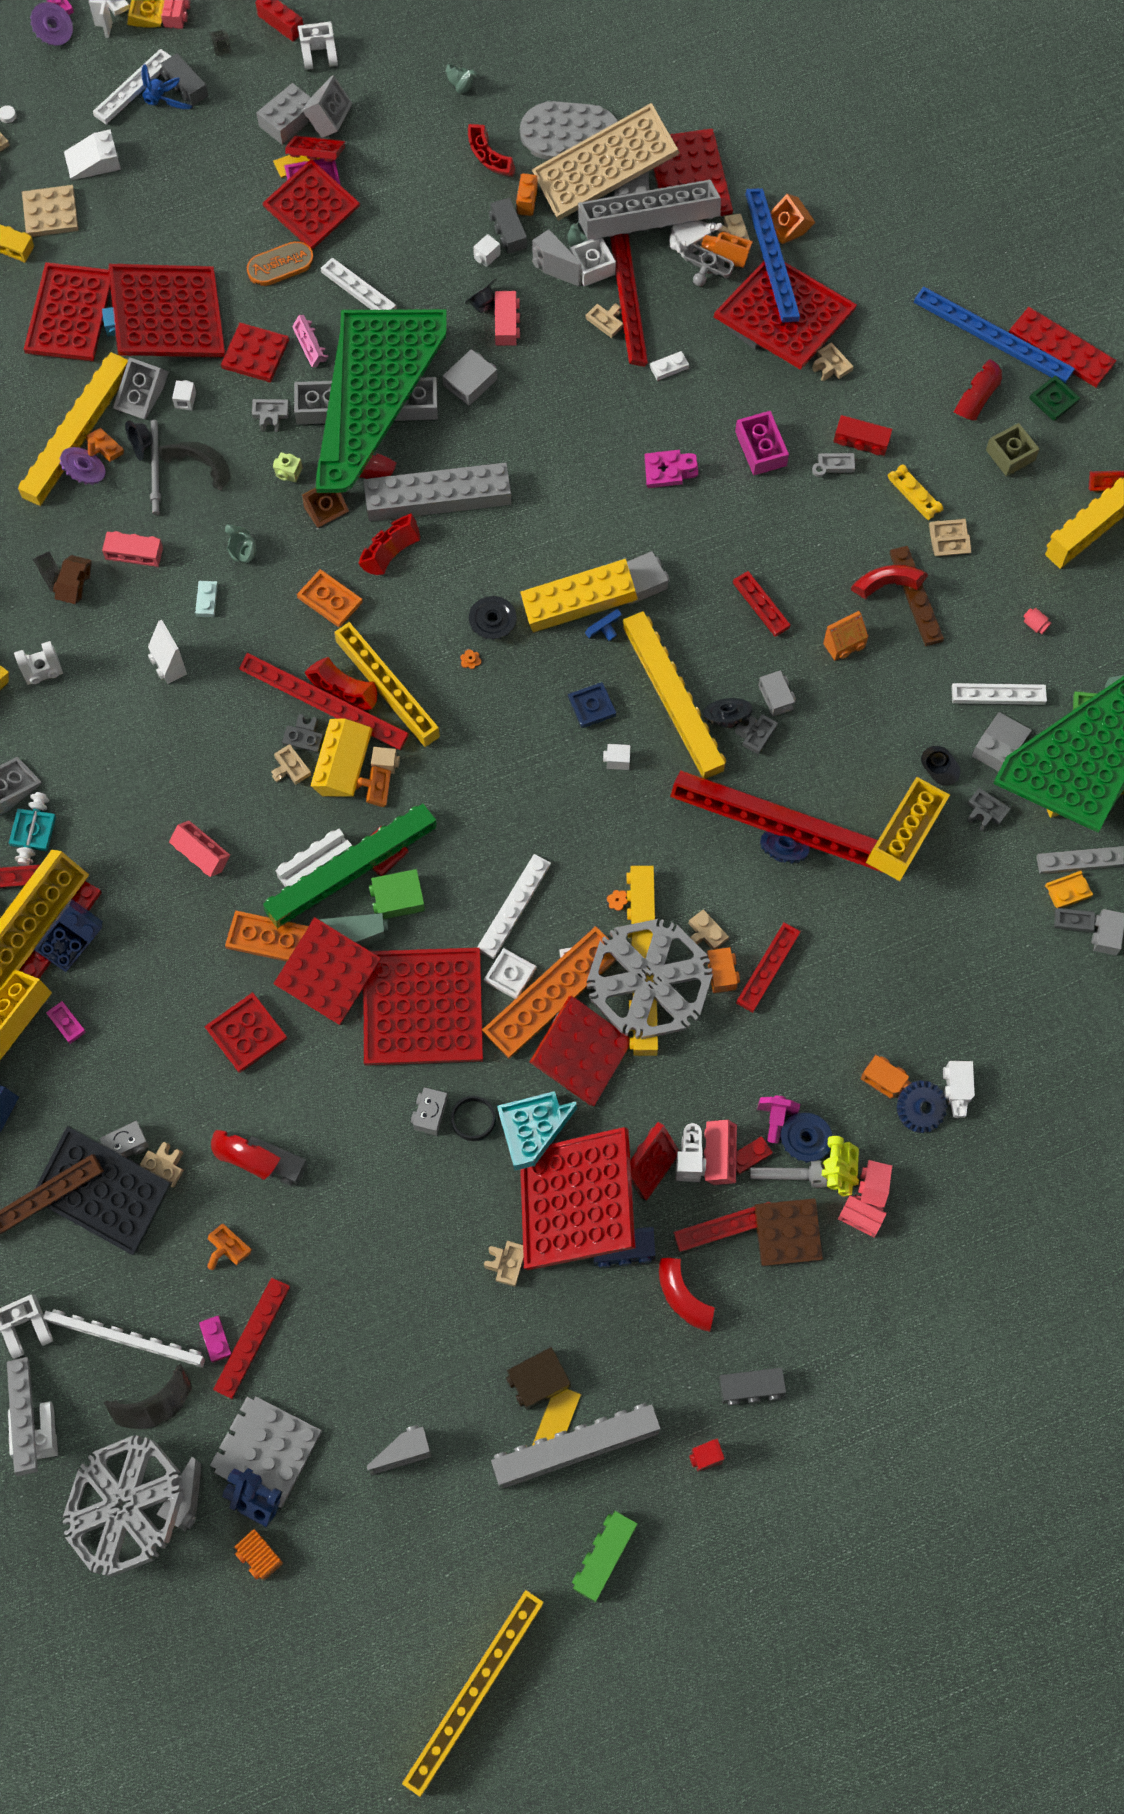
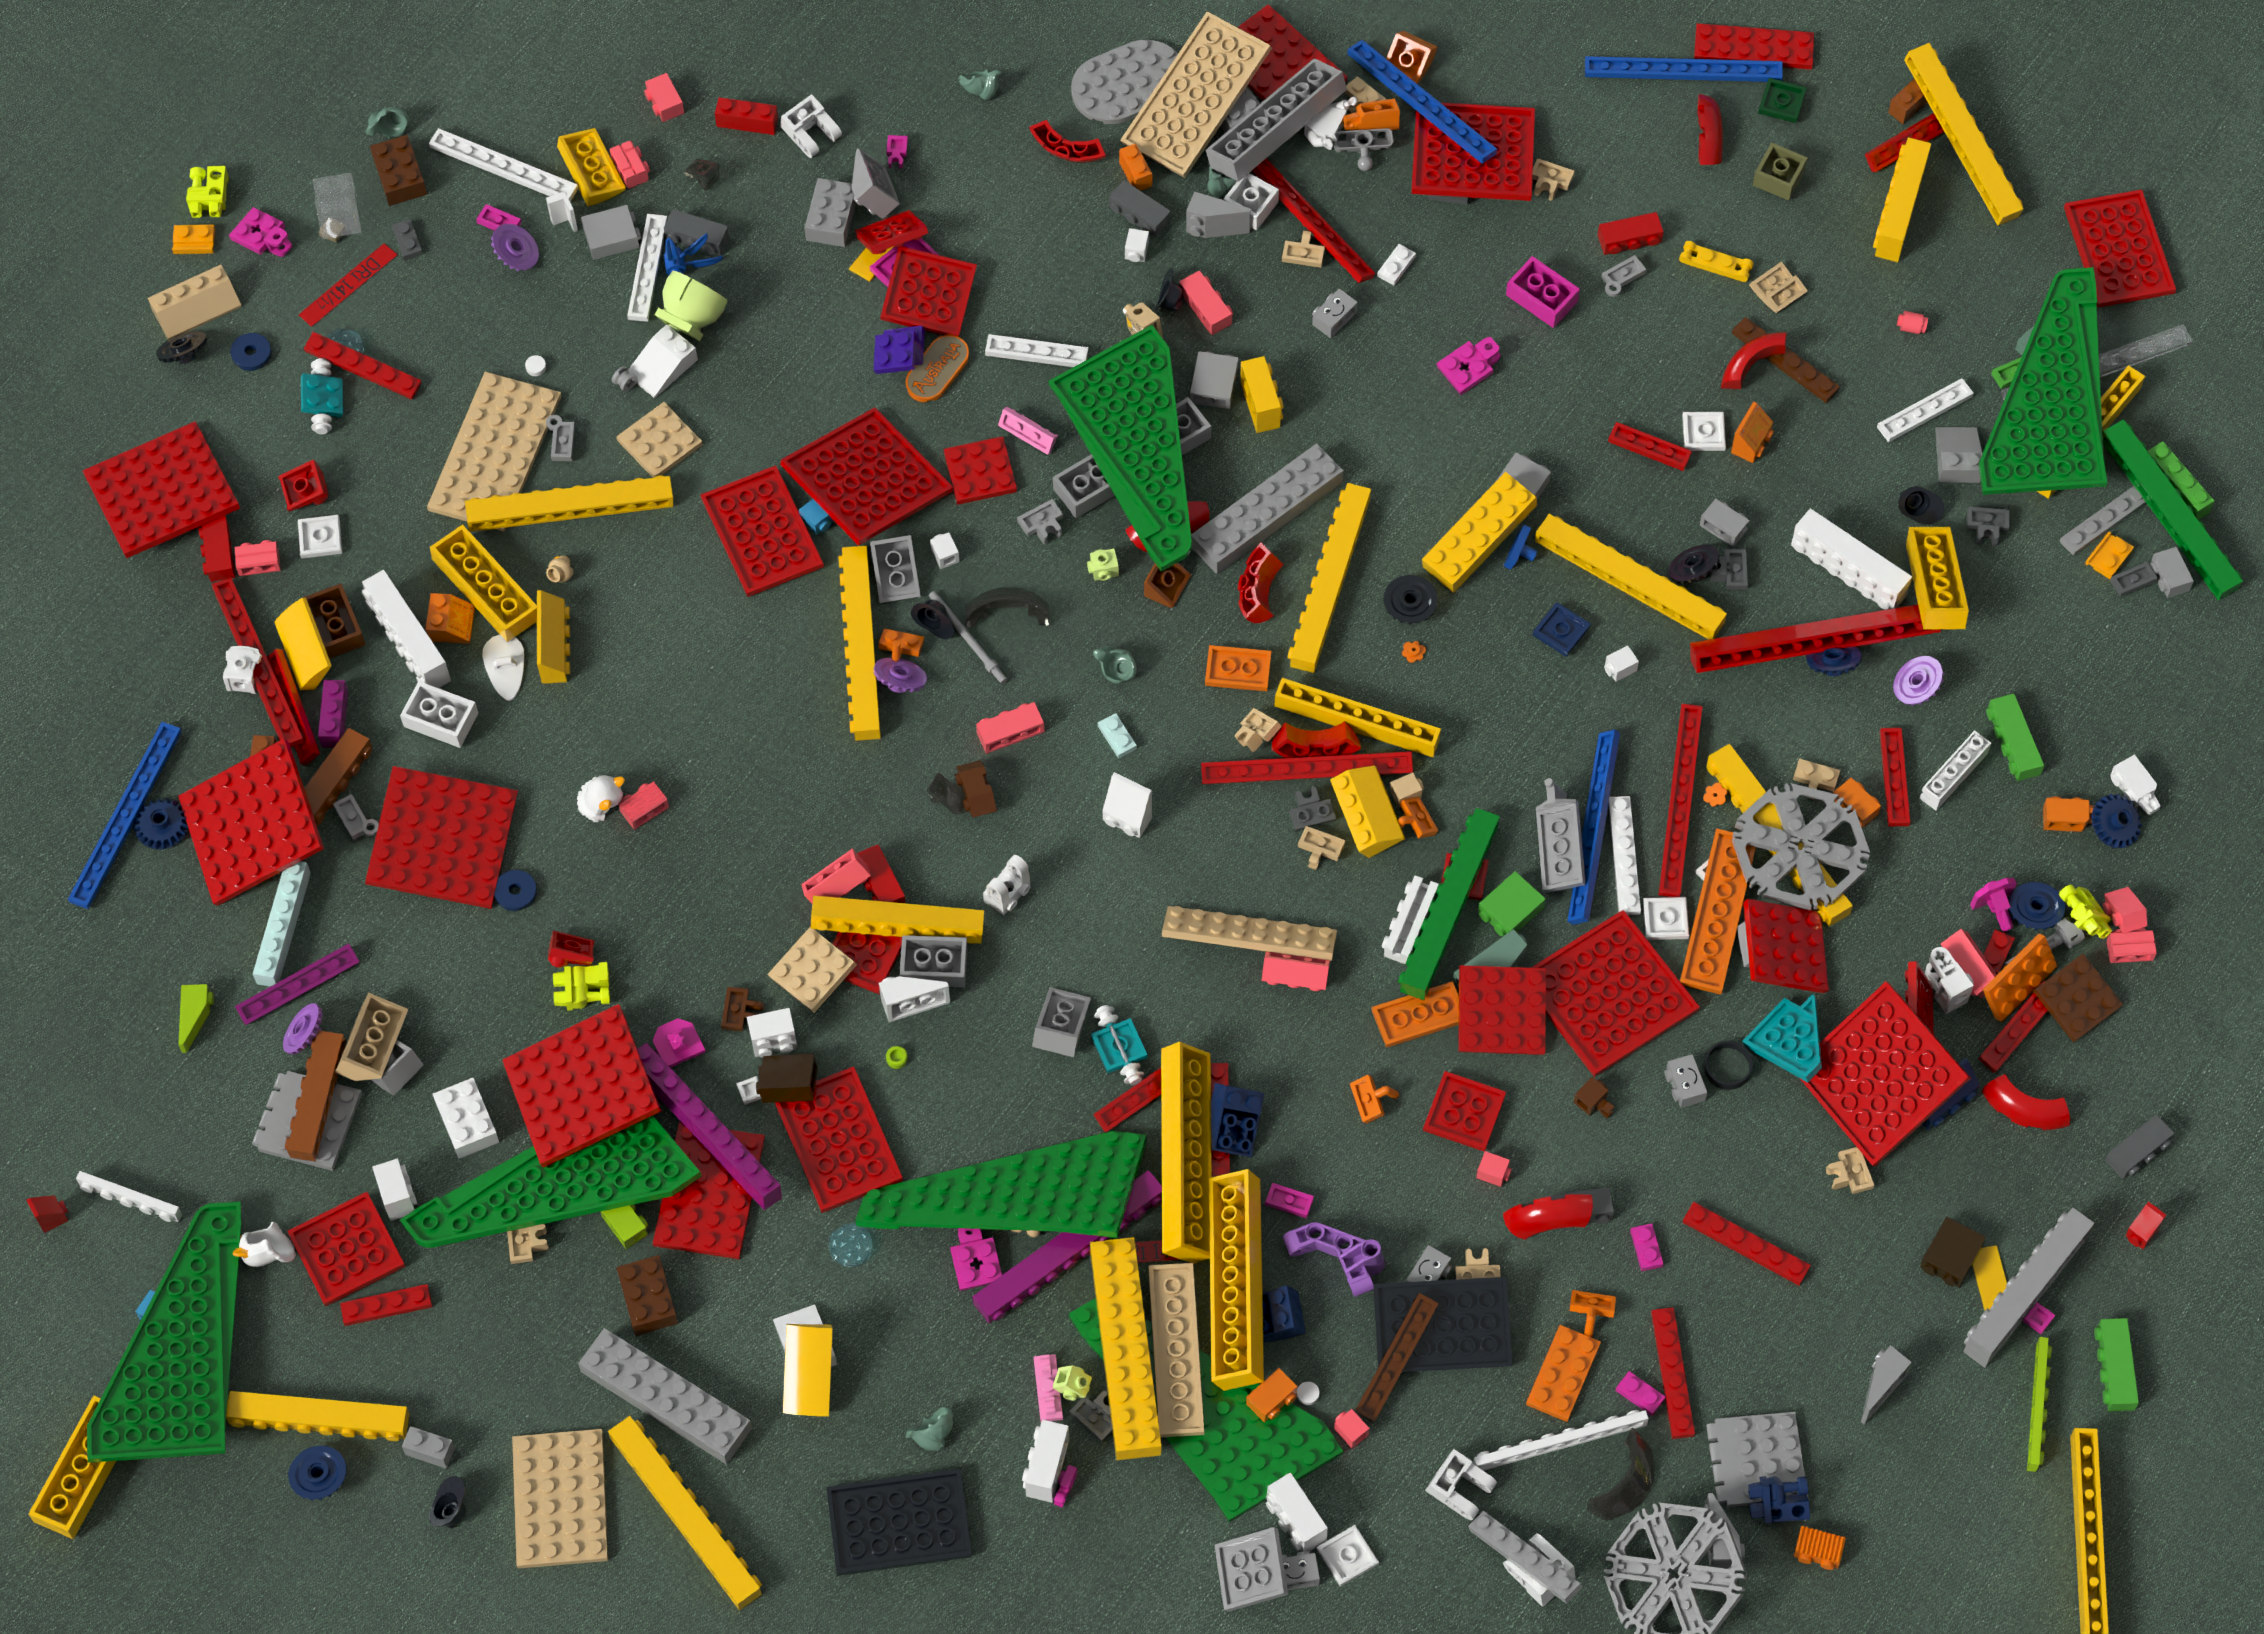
camera: 30 degrees left, 5 degrees down
(57, 154) = (624, 379): none -> light grey wheel
(73, 1100) = (1358, 1261): none -> medium lavender connector
(126, 48) = (611, 232): none -> light grey brick
(133, 124) = (689, 305): none -> yellowish green plate
(169, 1285) = (1563, 1373): none -> orange plate
(181, 978) = (1368, 1098): none -> orange plate
(187, 801) = (1249, 933): none -> tan plate
(233, 1091) = (1494, 1169): none -> coral brick
(257, 233) = (899, 349): none -> dark purple bracket
(305, 1224) = (1646, 1247): none -> dark pink plate
(307, 652) = (1255, 728): none -> tan plate
(349, 1080) = (1593, 1097): none -> reddish brown brick
(367, 93) = (896, 149): none -> dark pink plate
(384, 1270) = (1746, 1243): none -> red plate
(446, 300) = (1141, 317): none -> tan torso
(446, 569) = (1330, 577): none -> yellow brick
(469, 864) = (1559, 840): none -> light grey hinge
(493, 405) = (1261, 394): none -> yellow brick
(501, 874) = (1594, 824): none -> blue plate
(512, 1556) = (2039, 1395): none -> lime plate
(569, 1476) = (2039, 1318): none -> dark pink plate
(586, 889) = (1680, 801): none -> red plate
(595, 376) = (1334, 313): none -> light grey brick
(750, 1187) = (2019, 977): none -> orange plate
(813, 615) = (1704, 431): none -> white tile
(819, 990) = (1955, 770): none -> white brick
(839, 901) = (1918, 680): none -> gear
(852, 777) = (1851, 560): none -> white brick
(887, 991) = (2015, 737): none -> bright green brick

